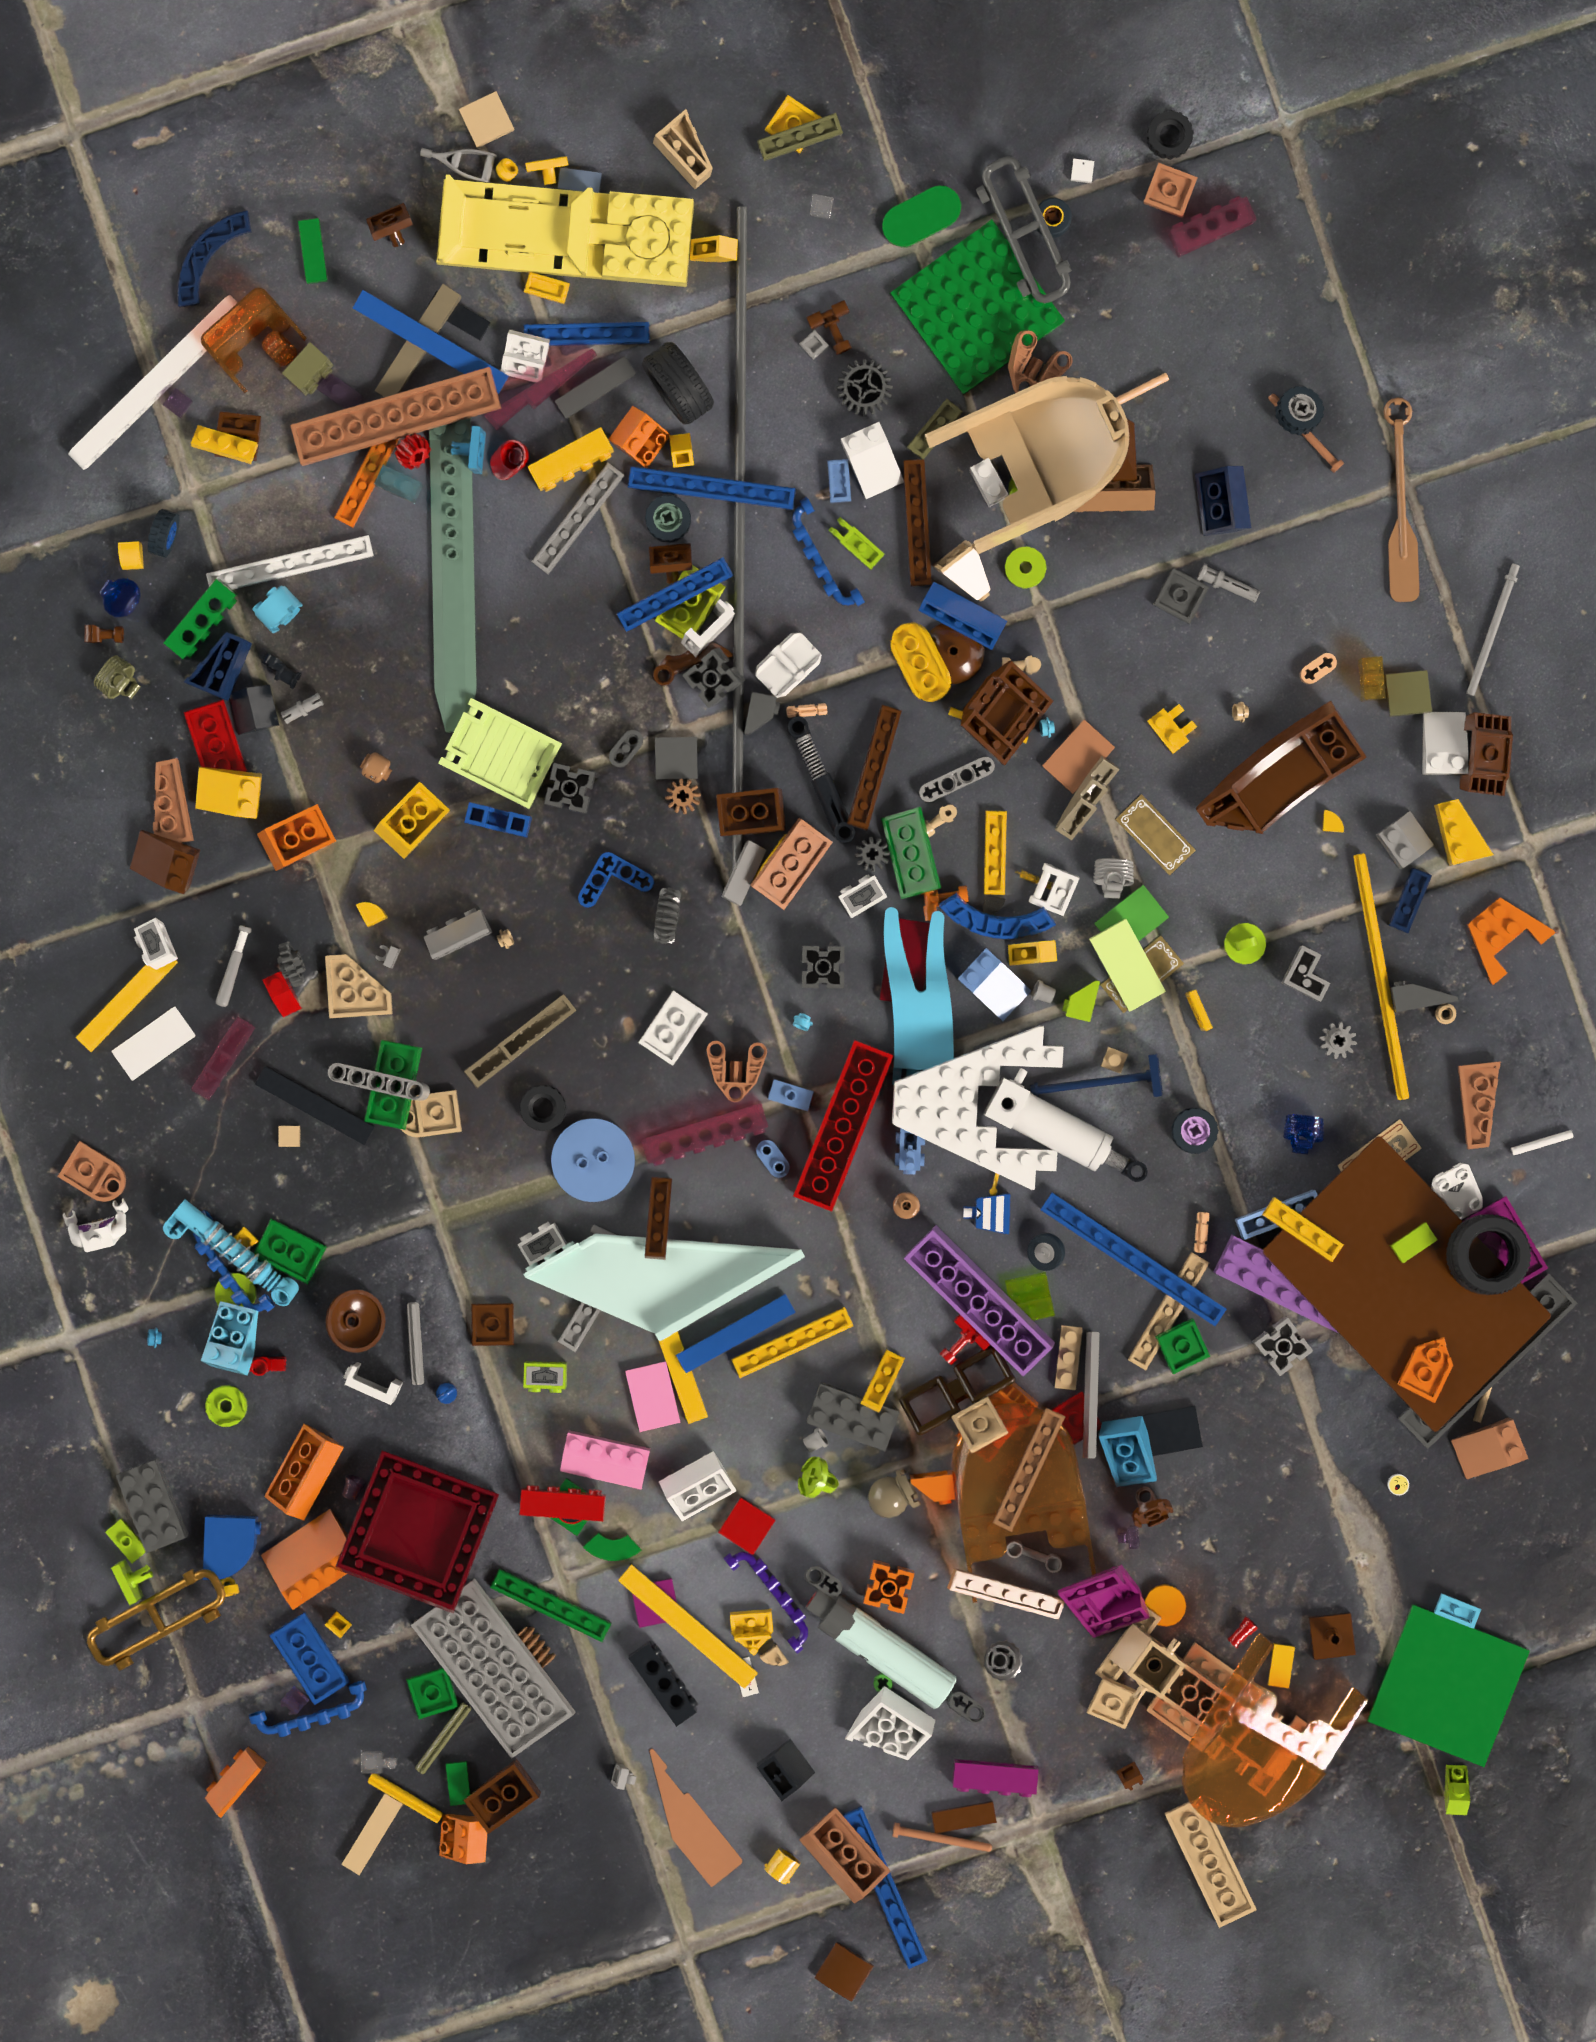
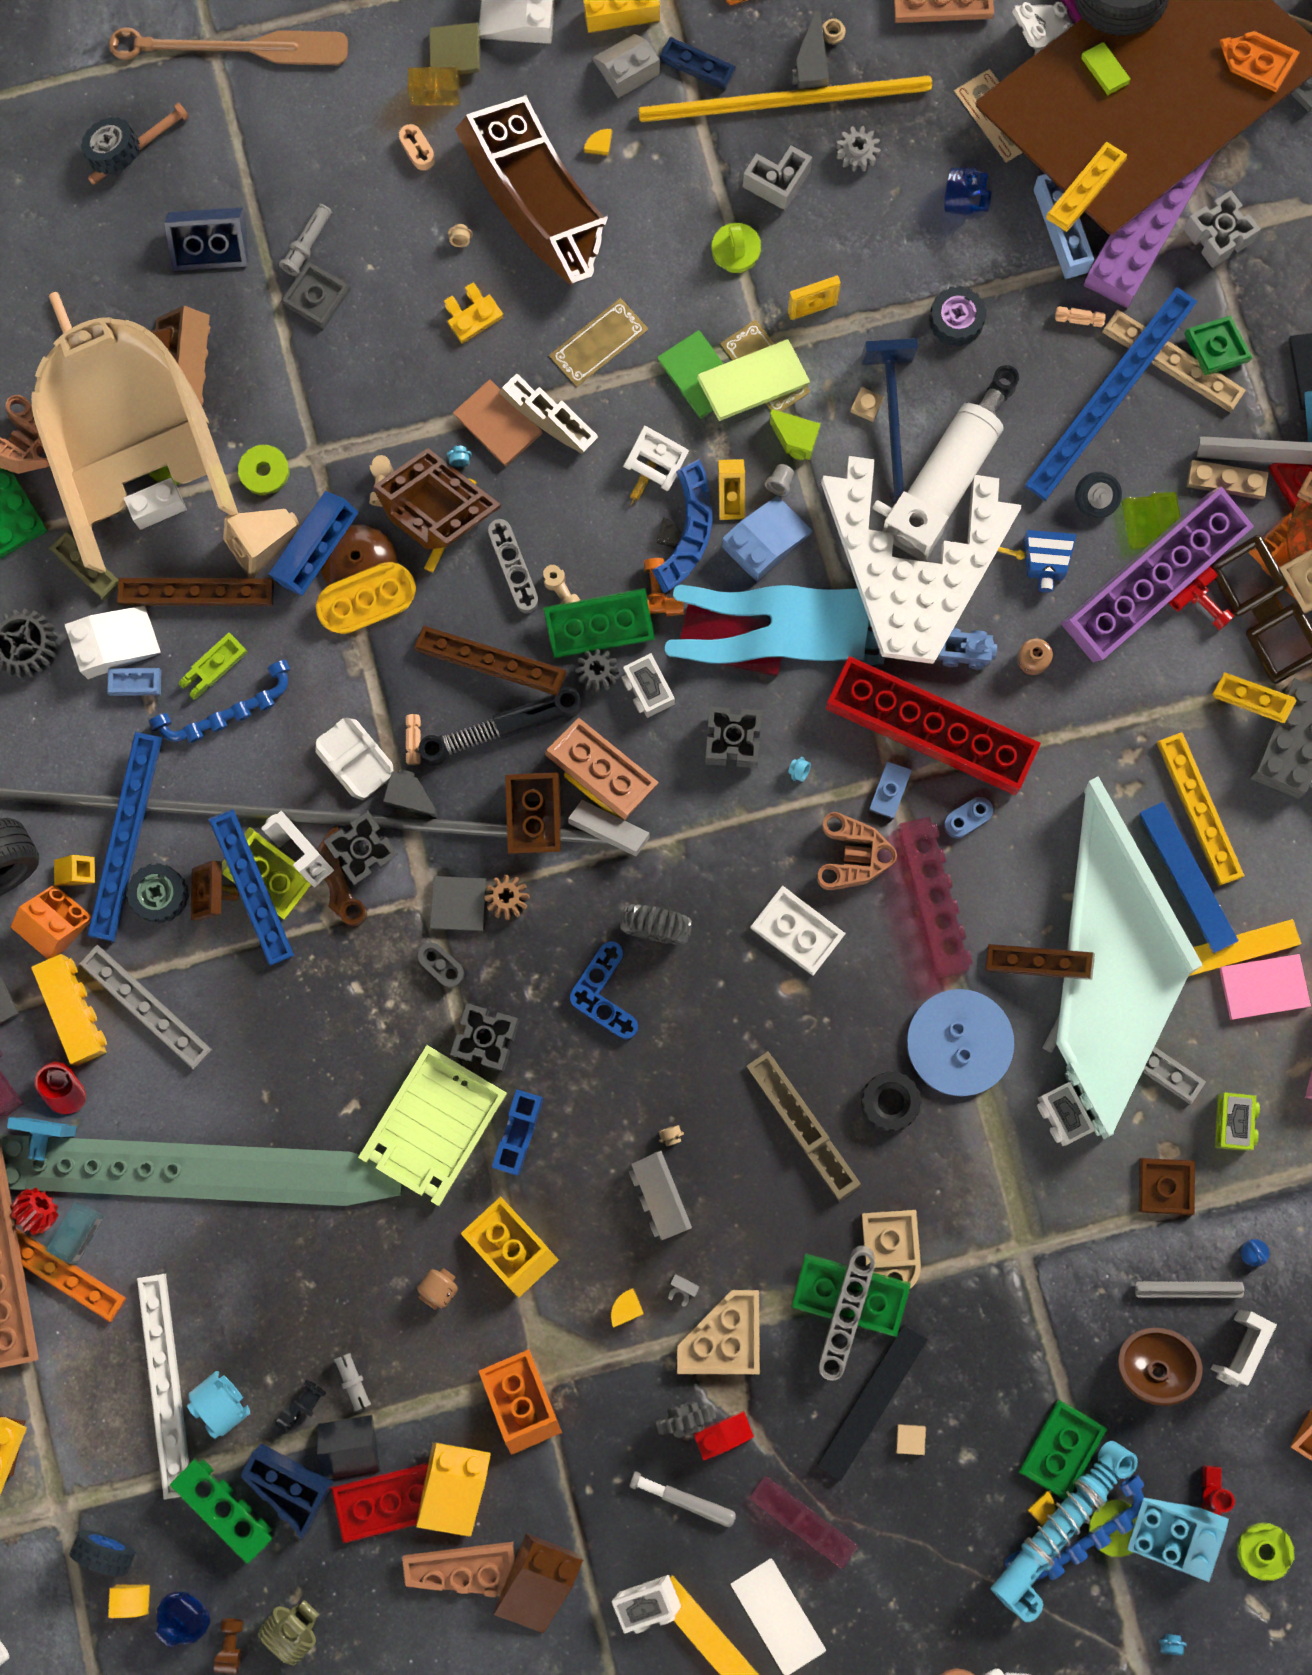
camera: 85 degrees left, 10 degrees down
(995, 852) = (606, 527): yellow tile -> none
(1113, 870) = (642, 381): light grey piece -> none

